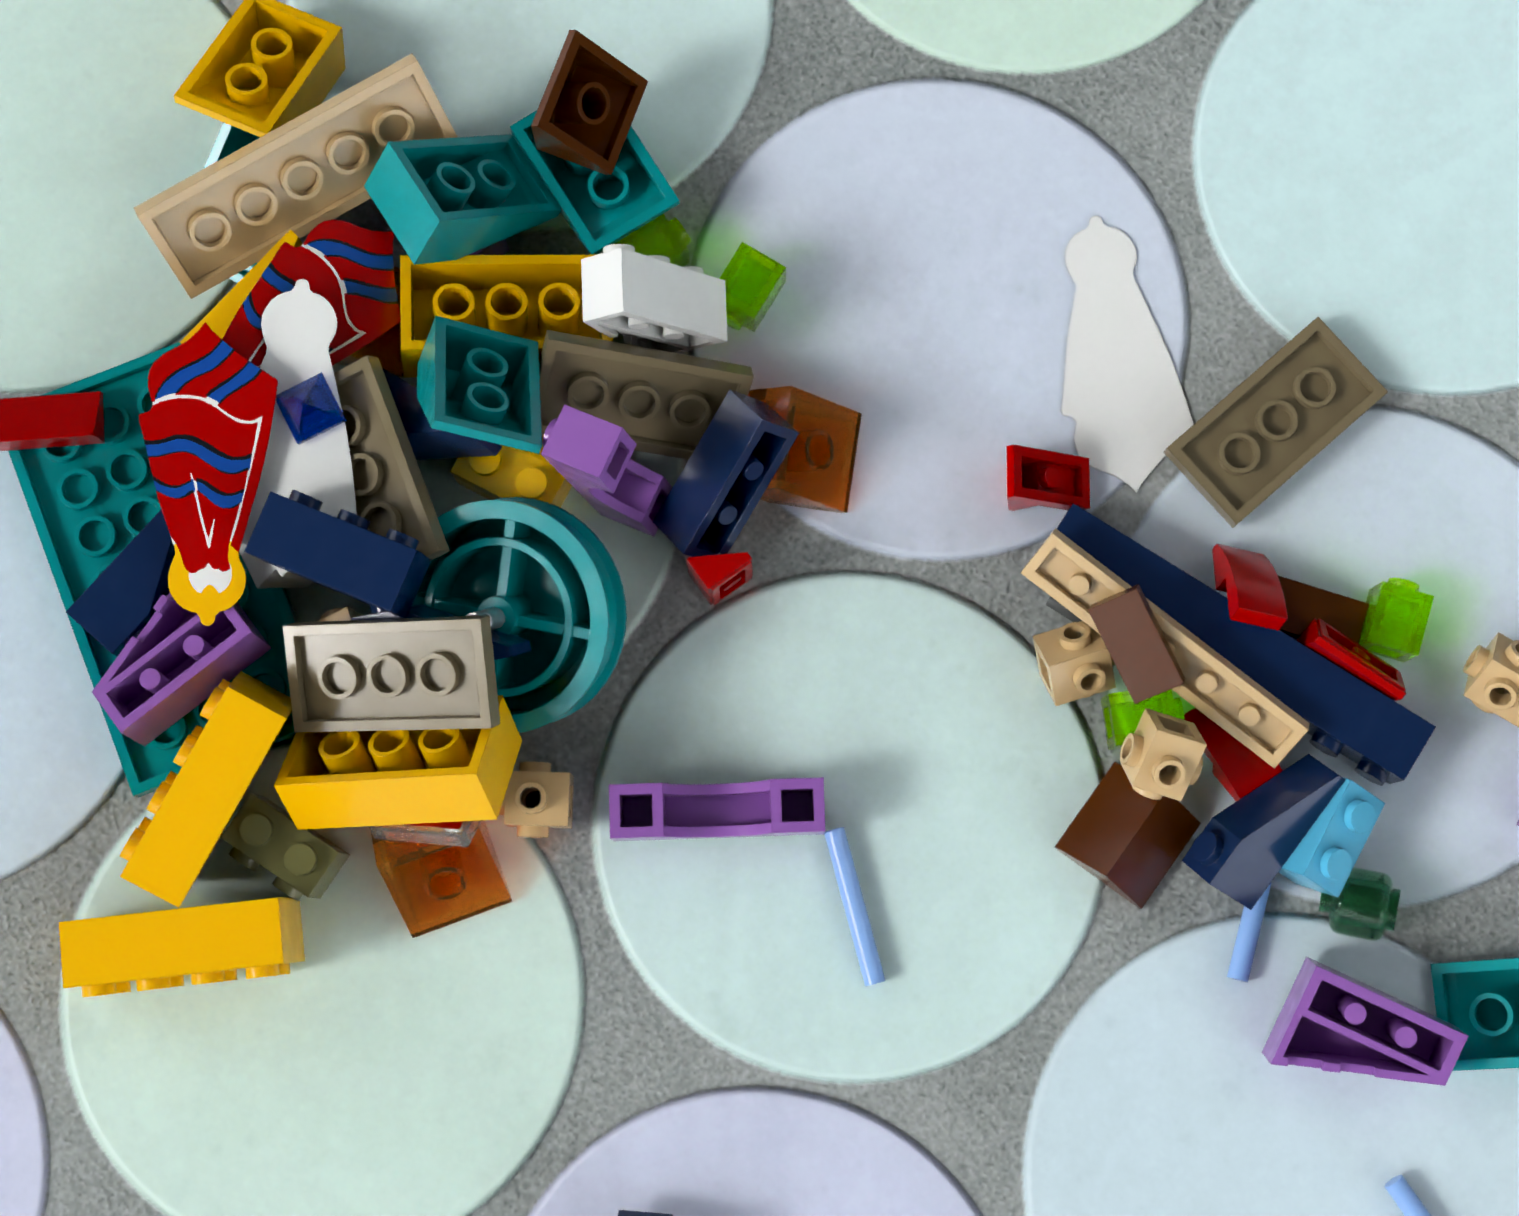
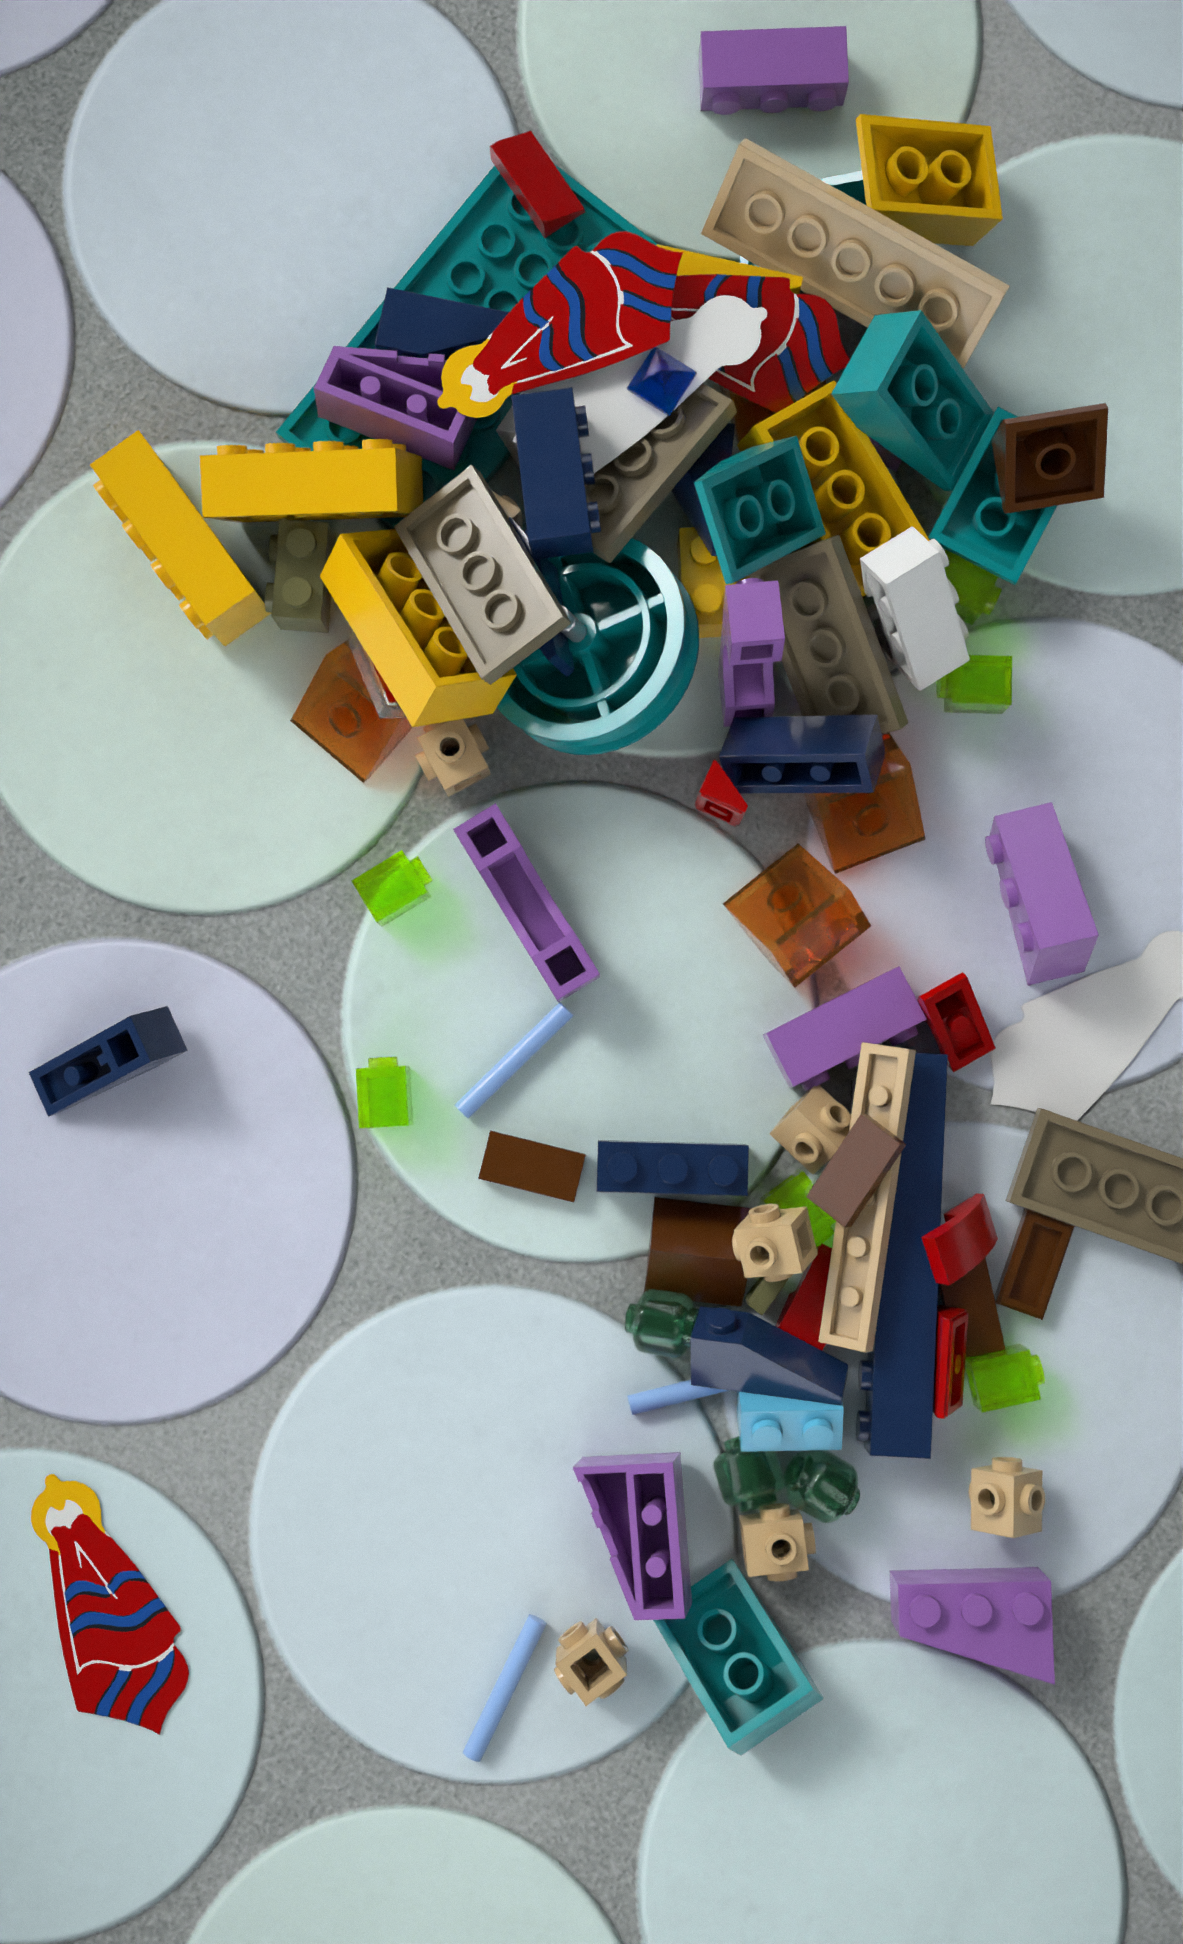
camera: 65 degrees right, 5 degrees up
(76, 151) = (773, 69): none -> medium lavender brick
(628, 926) = (393, 887): none -> clear neon green brick
(819, 1047) = (384, 1094): none -> clear neon green brick
(866, 566) = (797, 914): none -> clear orange slope
(963, 945) = (532, 1166): none -> reddish brown tile
(972, 337) = (1042, 893): none -> medium lavender wedge
(992, 586) = (836, 1029): none -> medium lavender brick
(1038, 813) = (672, 1167): none -> dark blue brick
(1178, 904) = (661, 1323): none -> clear green head
(1201, 796) = (763, 1294): none -> olive tile
(1303, 535) = (1033, 1264): none -> reddish brown tile
(1407, 841) = (822, 1485): none -> clear green head
(1438, 913) = (780, 1560): none -> tan brick
(1477, 1153) = (589, 1677): none -> tan brick

